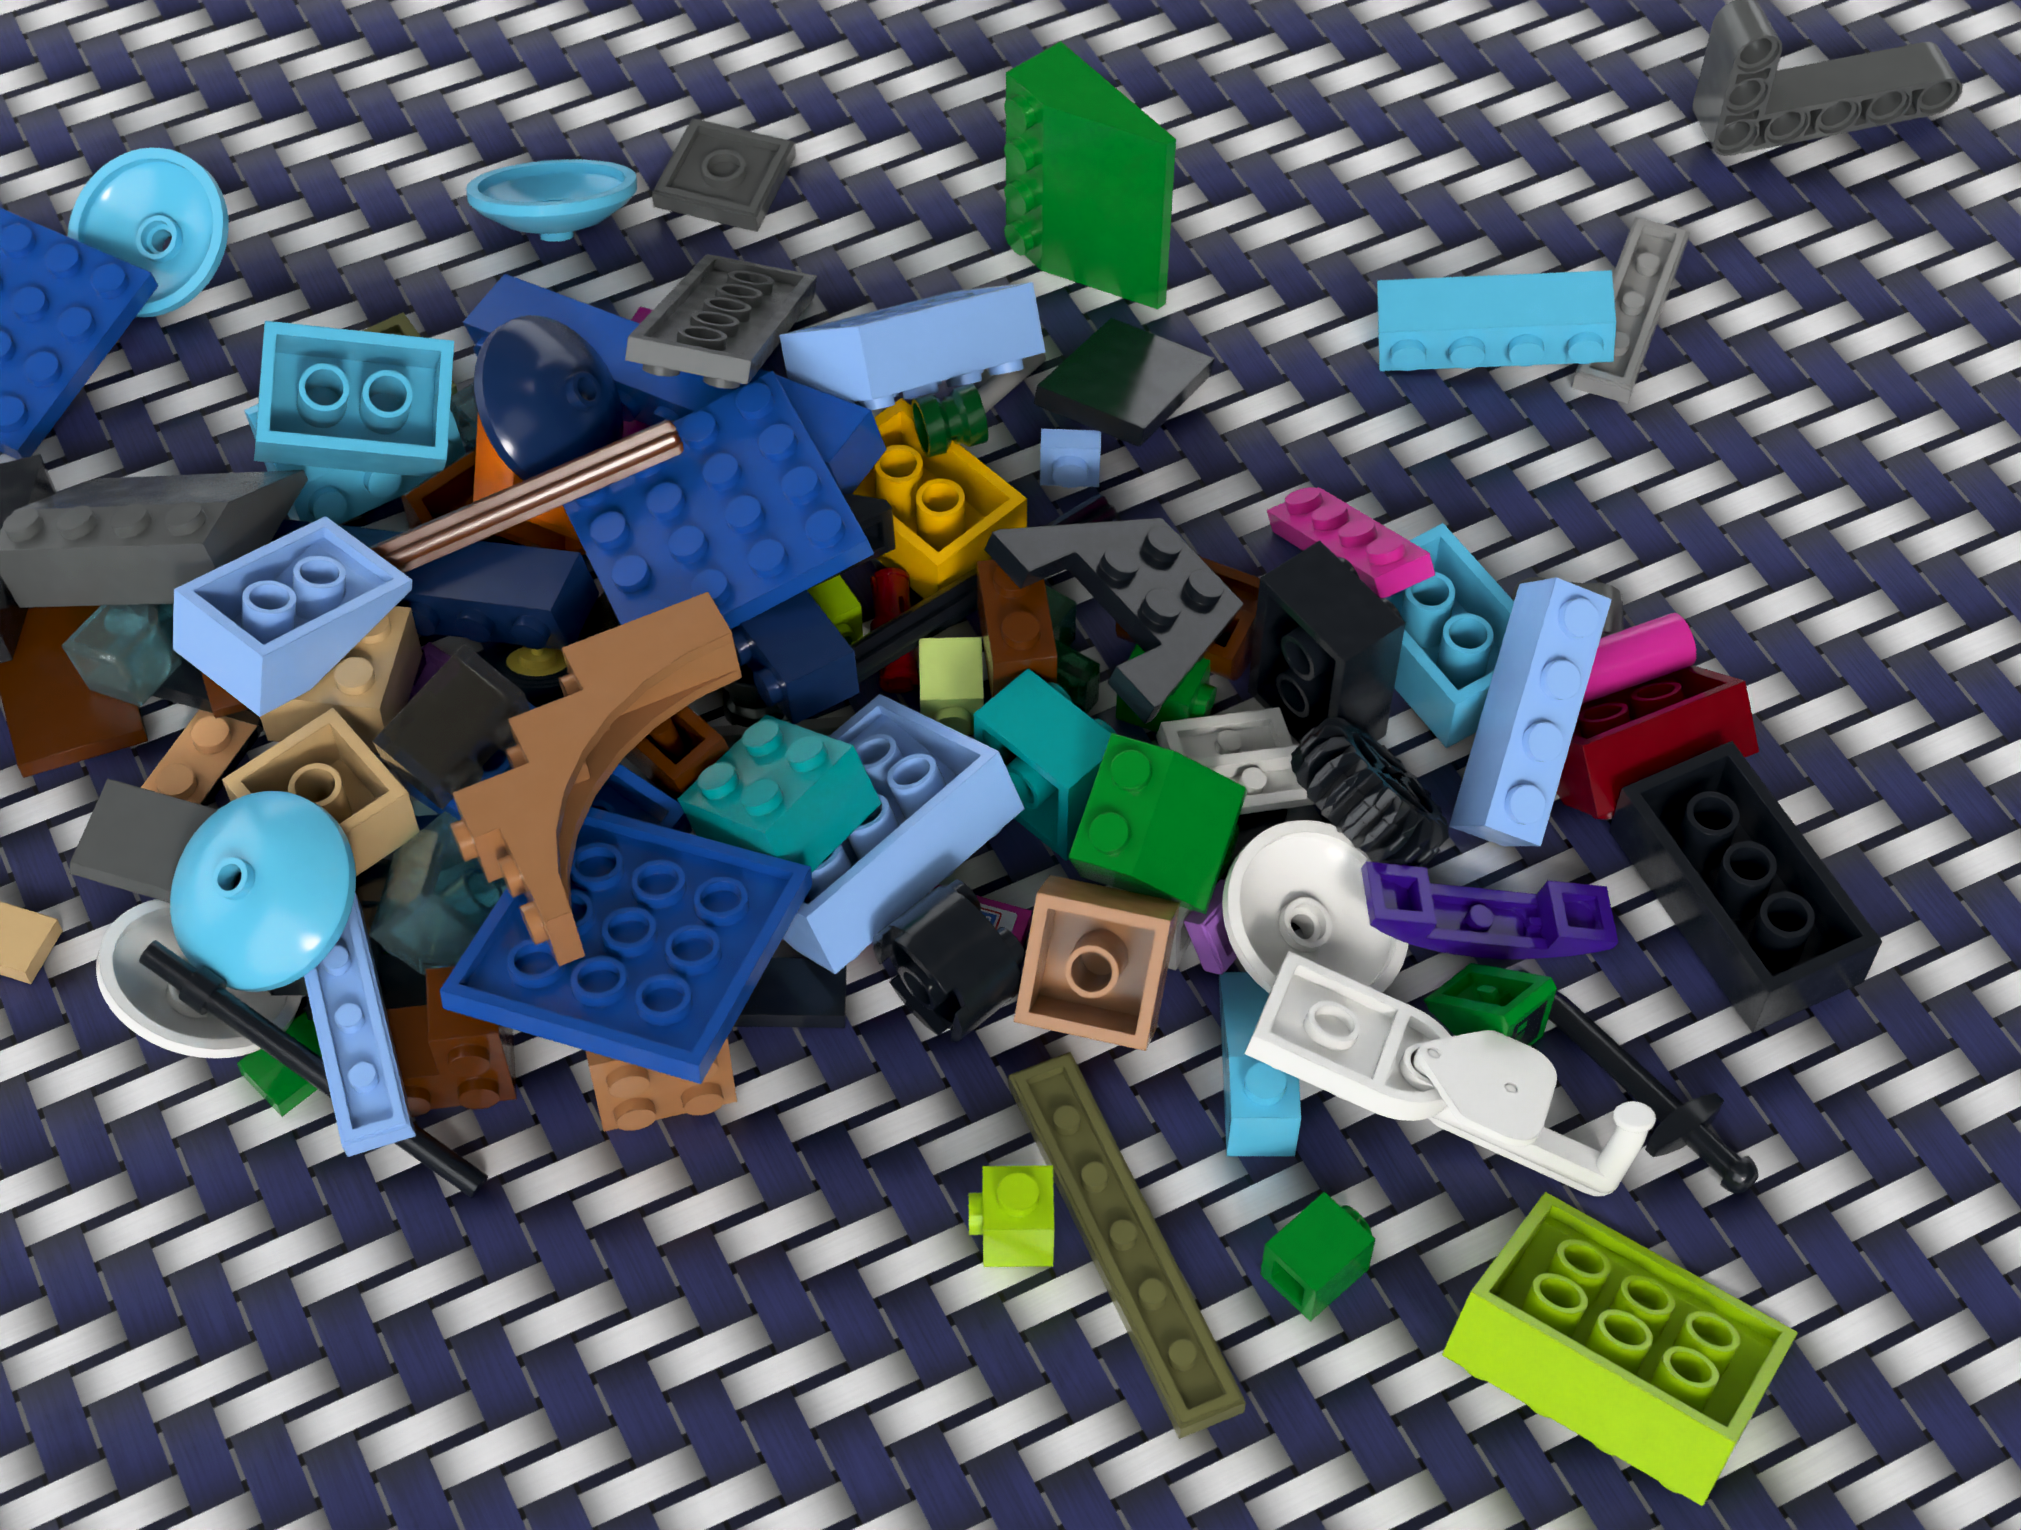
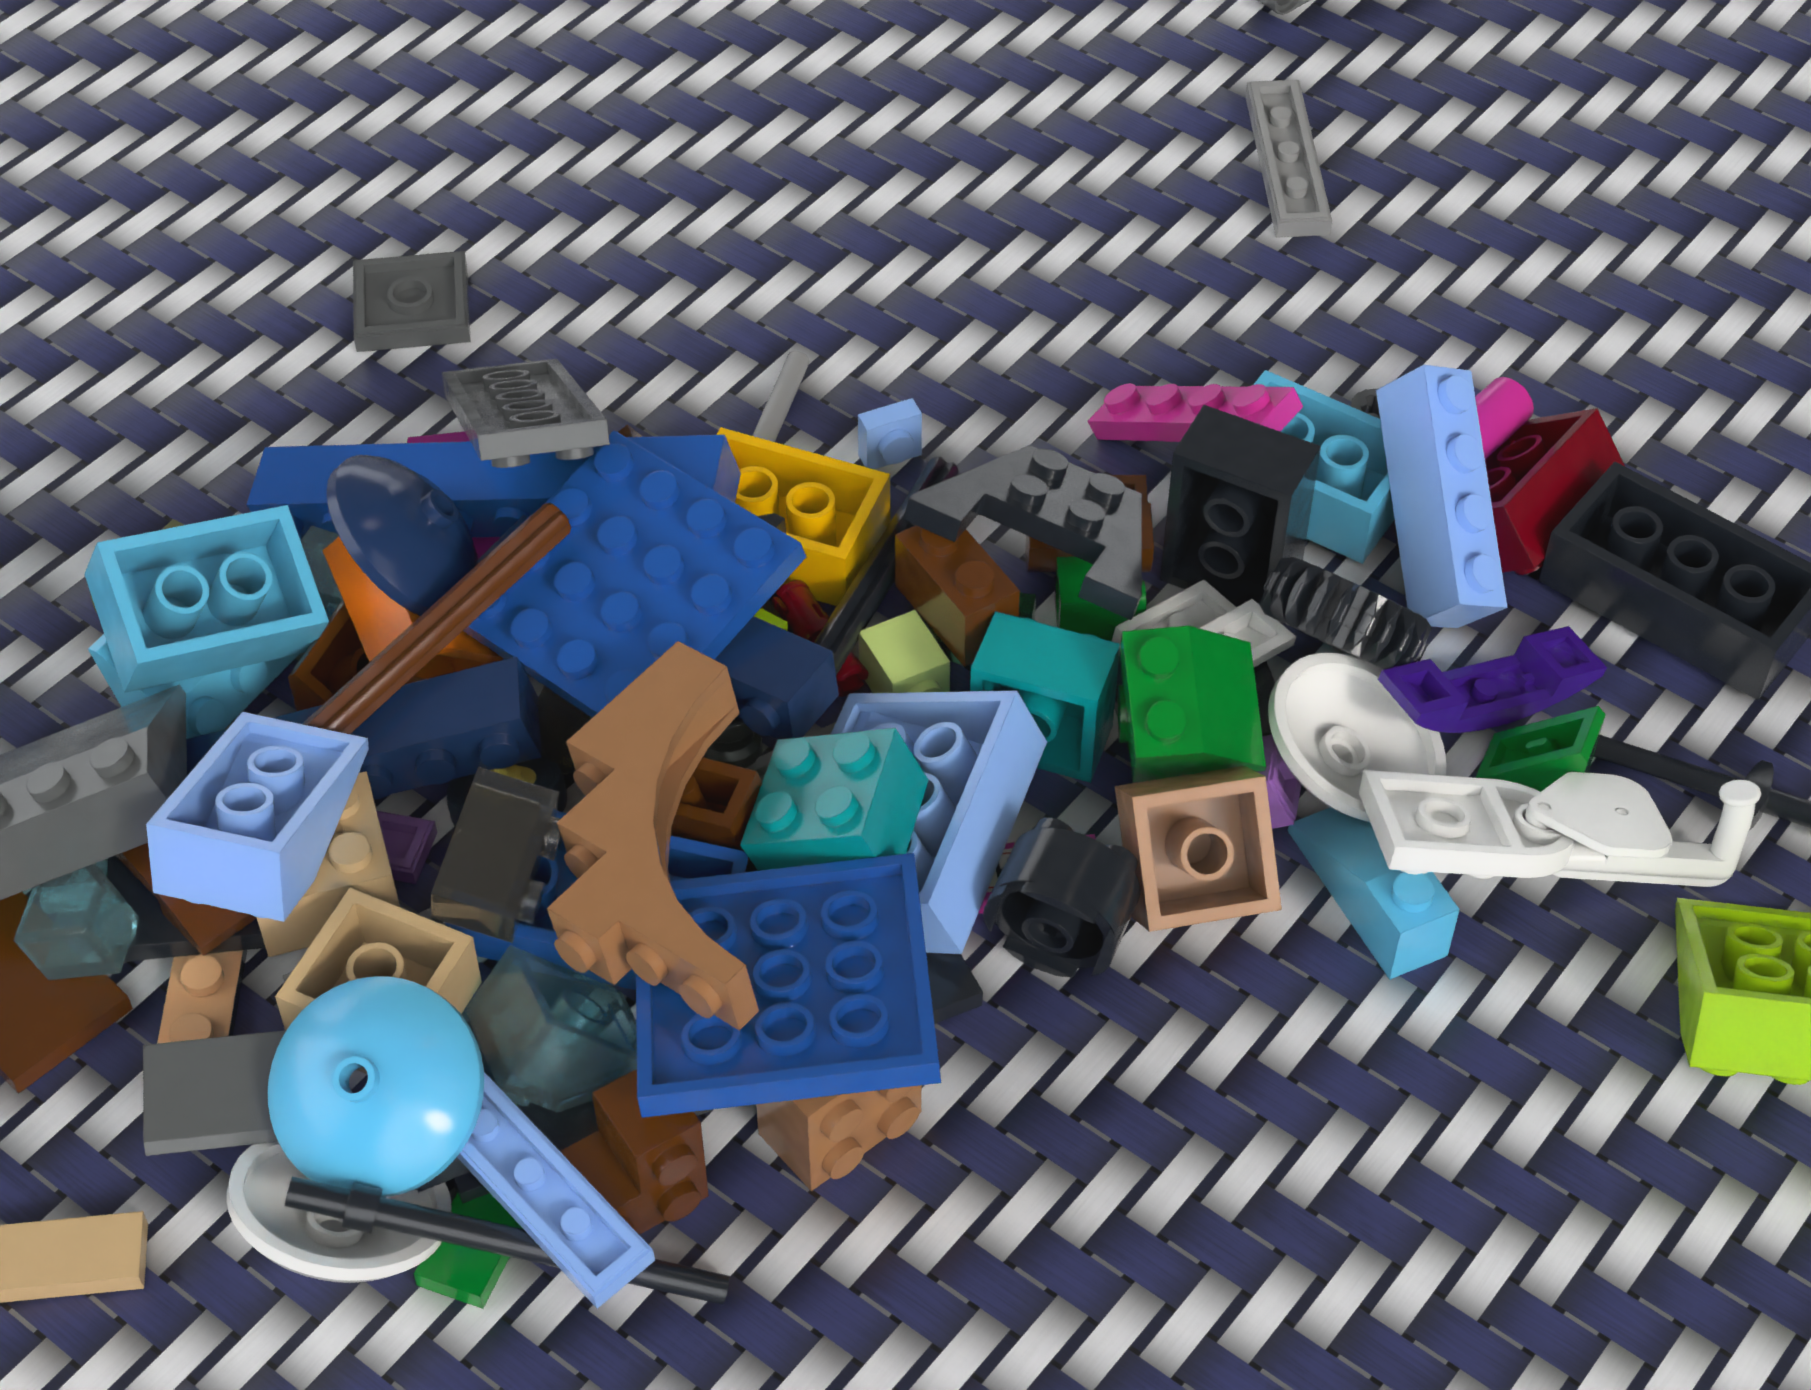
camera: 25 degrees left, 5 degrees down
(552, 195) = (264, 367): medium azure dish -> none
(917, 345) = (716, 372): light blue brick -> none
(956, 419) = (791, 424): dark green wheel -> none
(1015, 1216) = (1254, 1101): lime brick -> none
(1087, 179) = (790, 183): green slope -> none
(1124, 381) = (901, 353): black tile -> none
(1126, 1246) = (1355, 1091): olive tile -> none
(1318, 1255) = (1532, 1027): green brick -> none
(1496, 320) = (1190, 198): medium azure brick -> none

